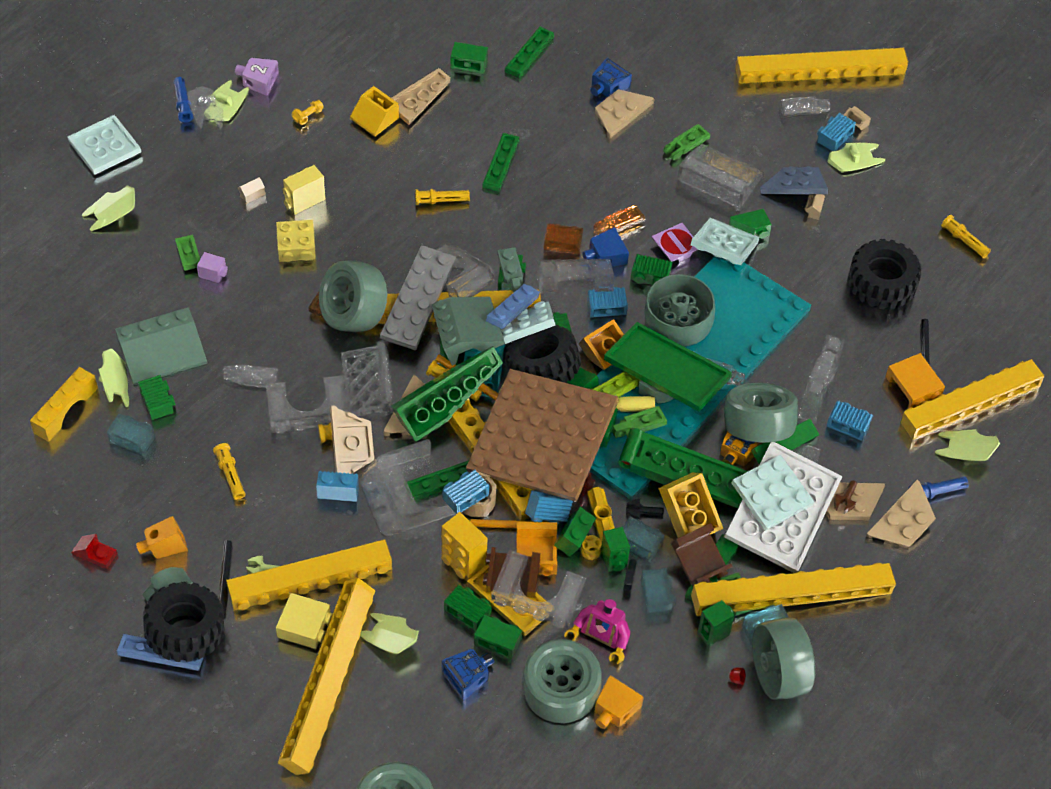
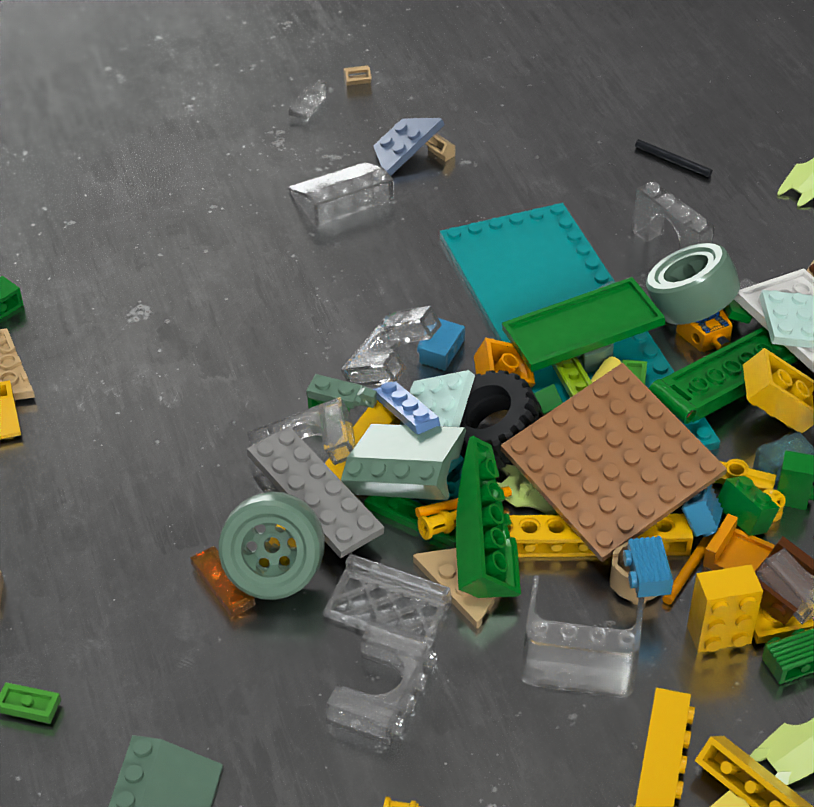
camera: 55 degrees left, 10 degrees down
(212, 267) = (78, 686): lavender brick -> none
(251, 375) = (286, 723): clear hinge -> none
(296, 241) = (113, 578): light yellow brick -> none
(304, 189) = (47, 528): light yellow brick -> none
(325, 432) = (441, 679): yellow wheel -> none
(337, 486) = (535, 704): dark azure brick -> none
(351, 441) = (480, 659): tan wing -> none
(436, 481) = (586, 589): green tile -> none
(440, 196) = (164, 420): yellow pin -> none
(501, 162) = (166, 345): green tile -> none
(529, 52) = (34, 255): green tile -> none
(563, 239) = (324, 339): clear orange brick -> none
(608, 246) = (368, 310): blue torso -> none
(609, 78) = (139, 209): torso -> none
(620, 220) = (338, 287): clear orange hinge -> none
(621, 109) = (186, 223): tan wing -> none
(640, 509) = (744, 450): black bar -> none
(649, 269) = (427, 290): green brick -> none
(675, 242) = (405, 257): piece -> none
(681, 296) = (512, 270): sand green wheel -> none
(686, 141) = (277, 193): bright green hinge -> none
(725, 241) = (439, 220): light aqua plate -> none
(753, 222) = (429, 196): green slope -> none
(821, 65) = (269, 69): yellow brick -> none
(836, 131) = (362, 94): dark azure brick -> none
(849, 420) = (734, 236): dark azure brick -> none
(854, 157) = (400, 101): yellowish green shield -> none
(887, 256) = (569, 136): black tyre -> none
(916, 380) = (711, 173): light orange panel -> none
(959, 231) = (552, 75): yellow pin -> none
(971, 399) = (755, 154): yellow brick -> none

